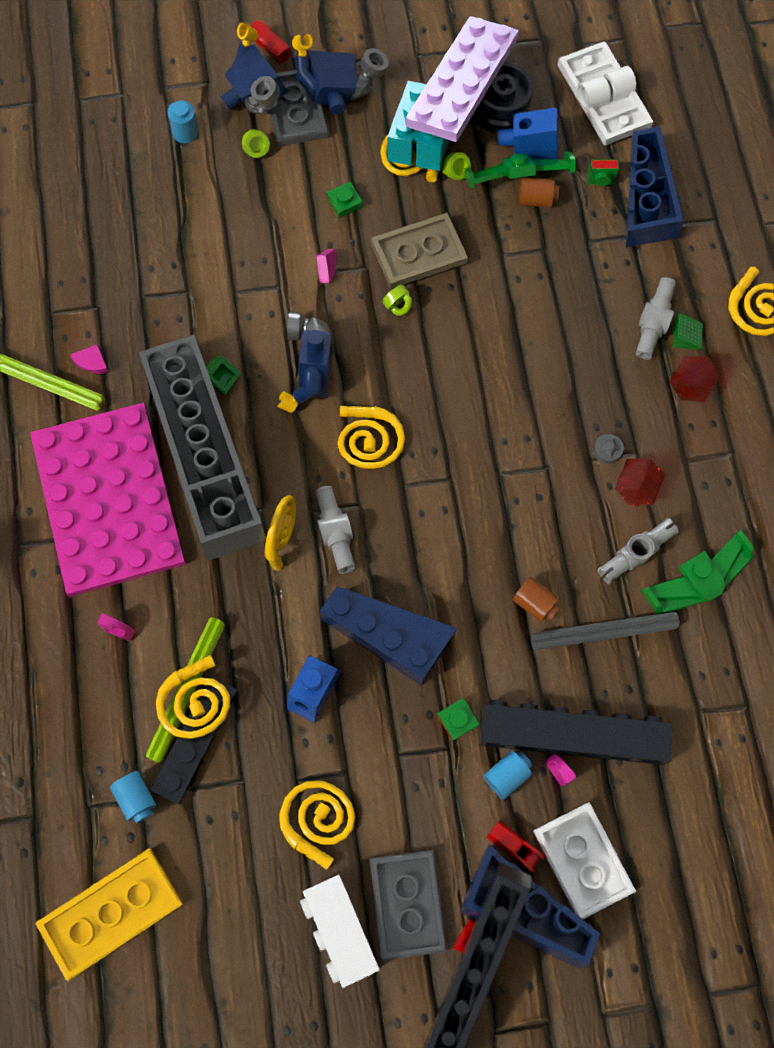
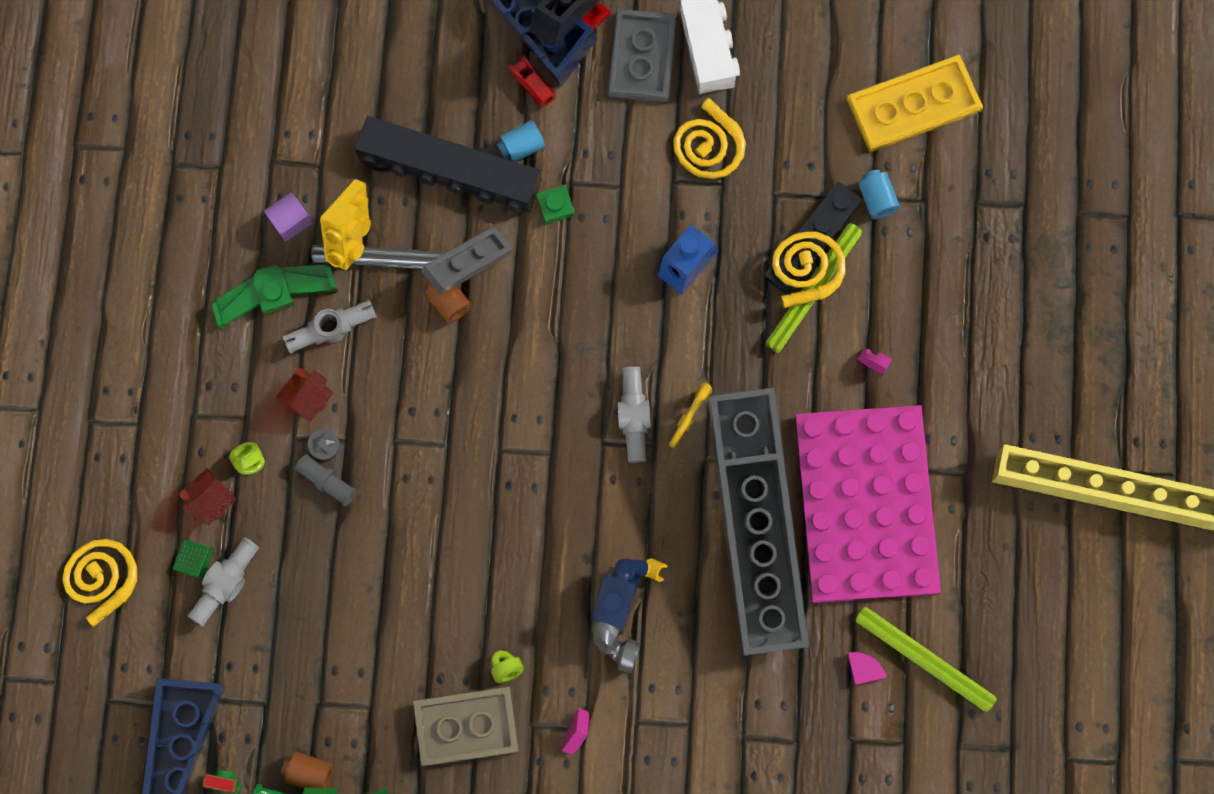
camera: 160 degrees left, 5 degrees up
(222, 374) = (722, 622): green slope -> none
(369, 442) = (576, 506): yellow piece -> none
(390, 633) = (596, 289): dark blue wedge -> none
(527, 634) = (466, 260): none -> dark grey plate
(559, 769) = (469, 133): dark pink tile -> none
(584, 861) = (472, 58): white tile -> none
(597, 417) = (325, 480): none -> dark grey pin
(657, 634) = (345, 226): none -> yellow plate
(672, 421) = (245, 457): none -> lime tile
(713, 646) = (288, 217): none -> medium lavender piece

